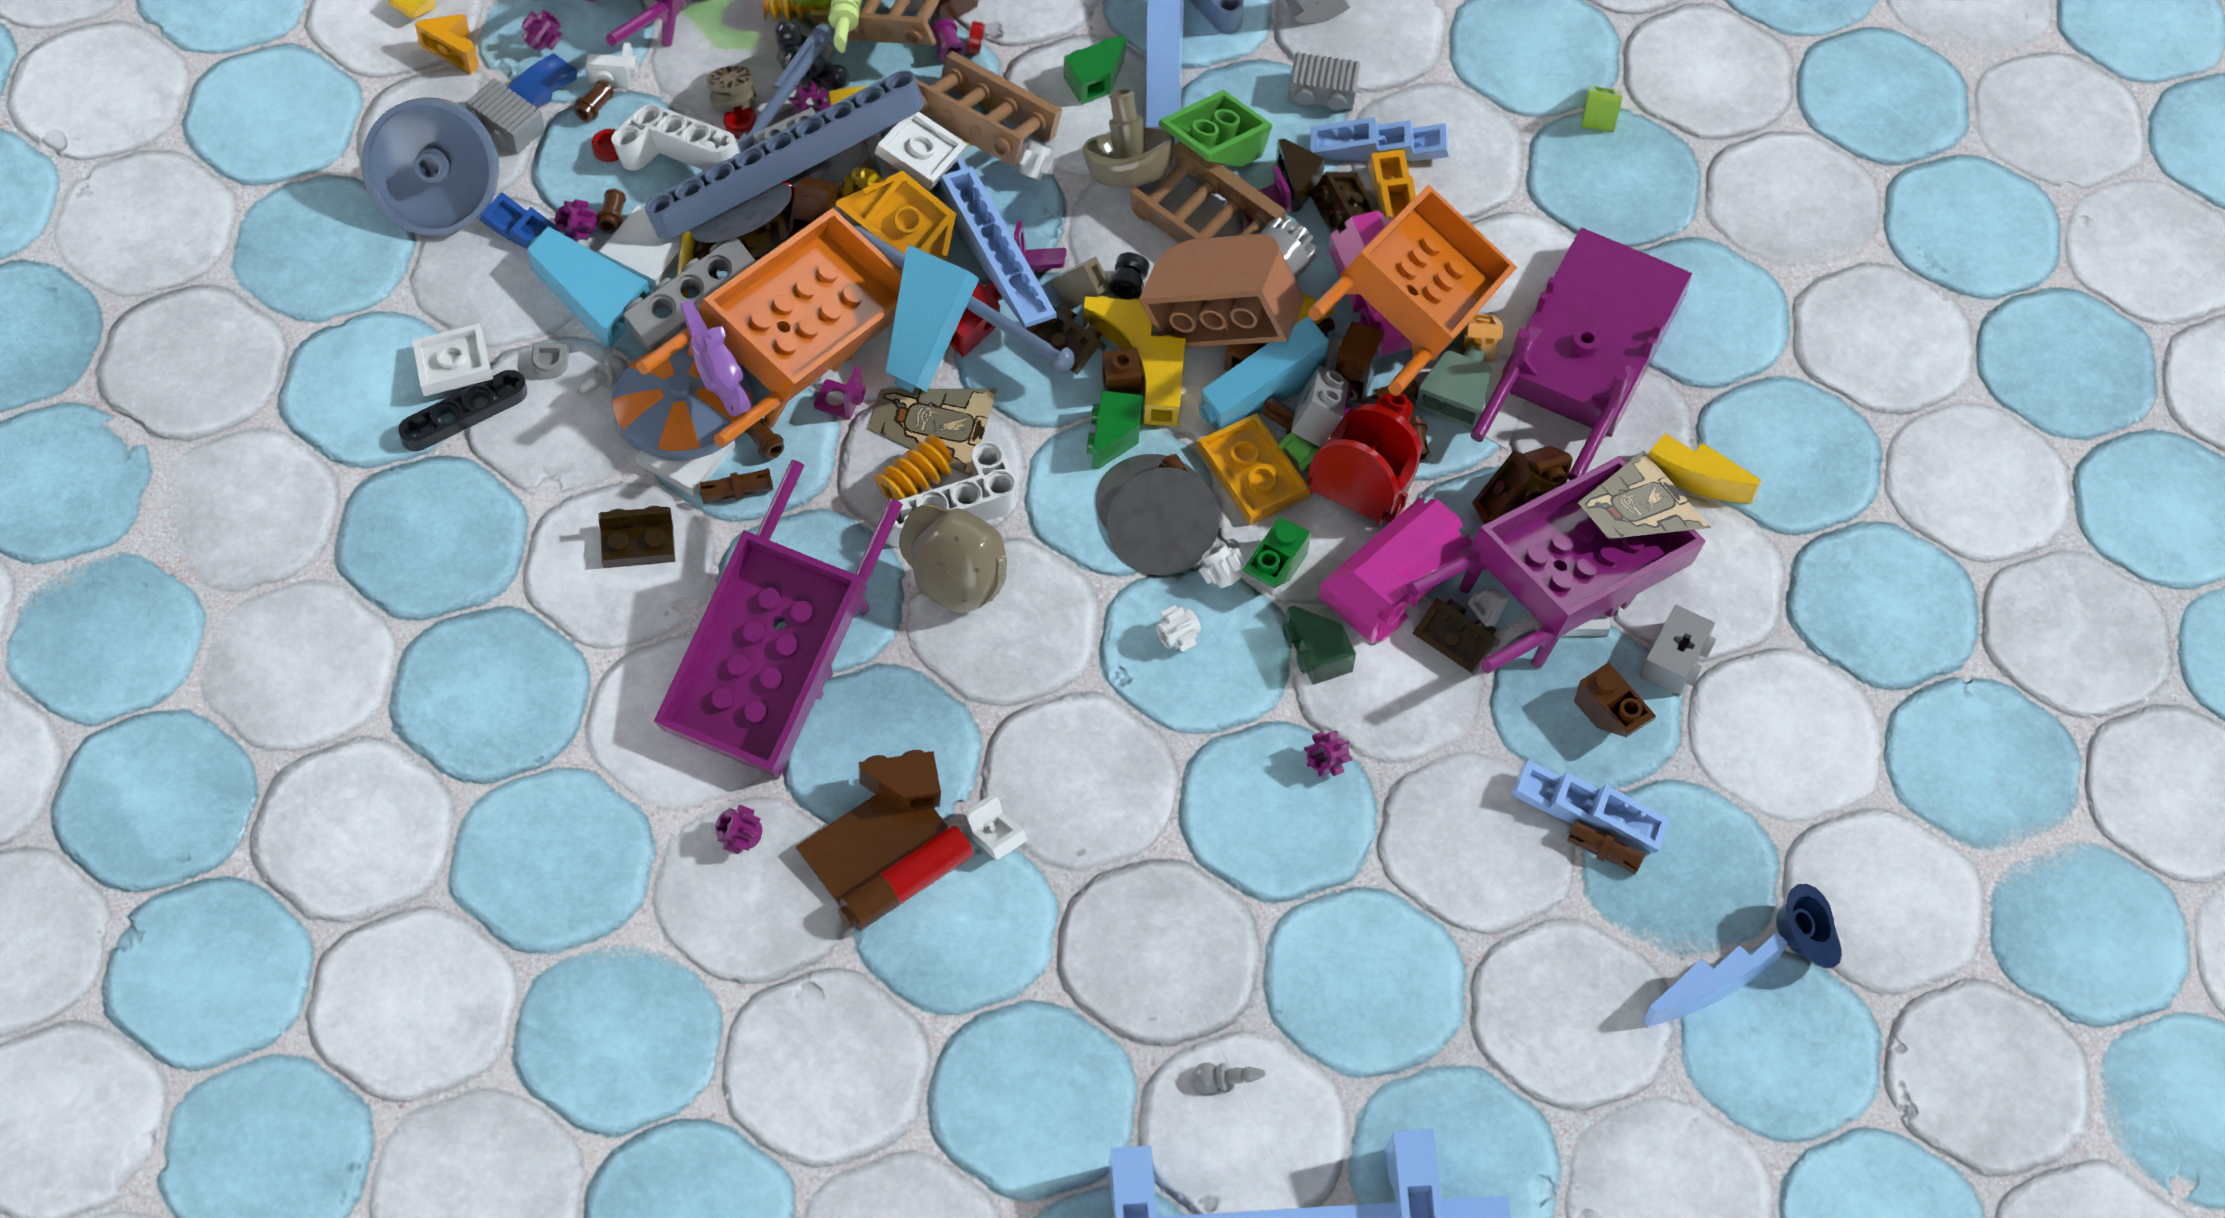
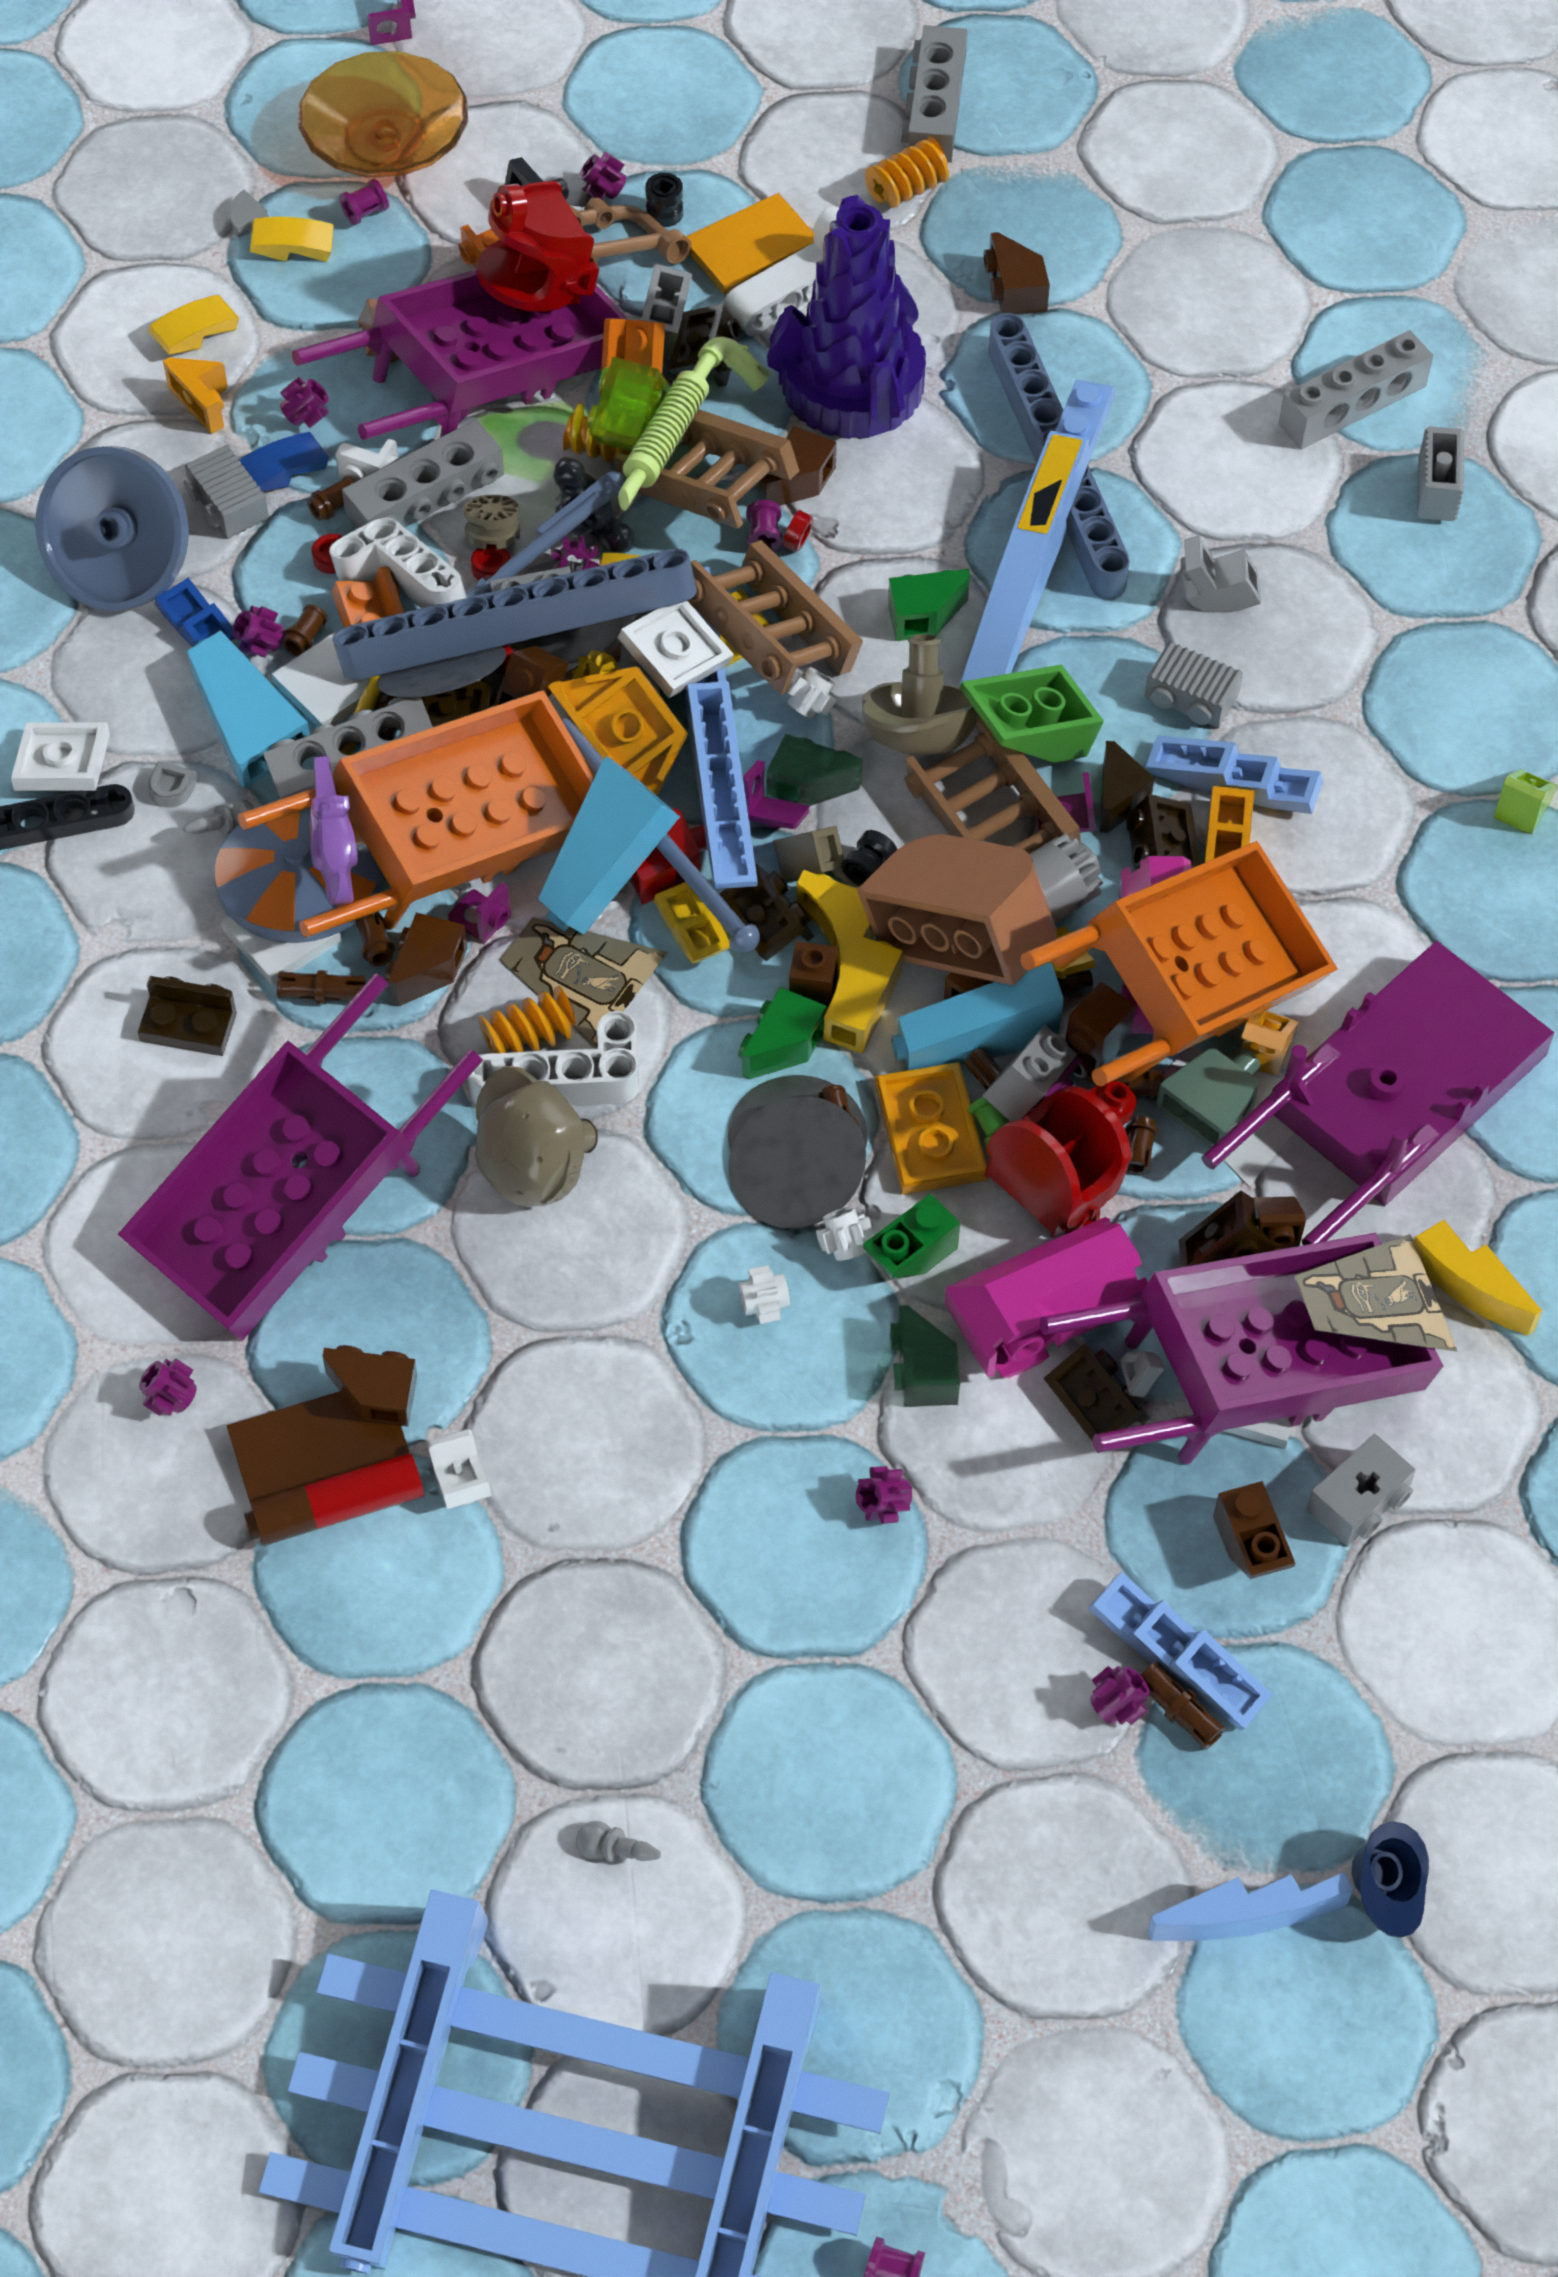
camera: 20 degrees right, 0 degrees up
(656, 174) = (367, 600): none -> orange bracket
(664, 67) = (426, 478): none -> light grey brick
(813, 439) = (427, 958): none -> reddish brown slope
(1008, 361) = (691, 923): none -> yellow slope
(1059, 220) = (811, 772): none -> clear green slope
(1560, 852) = (1119, 1695): none -> magenta gear

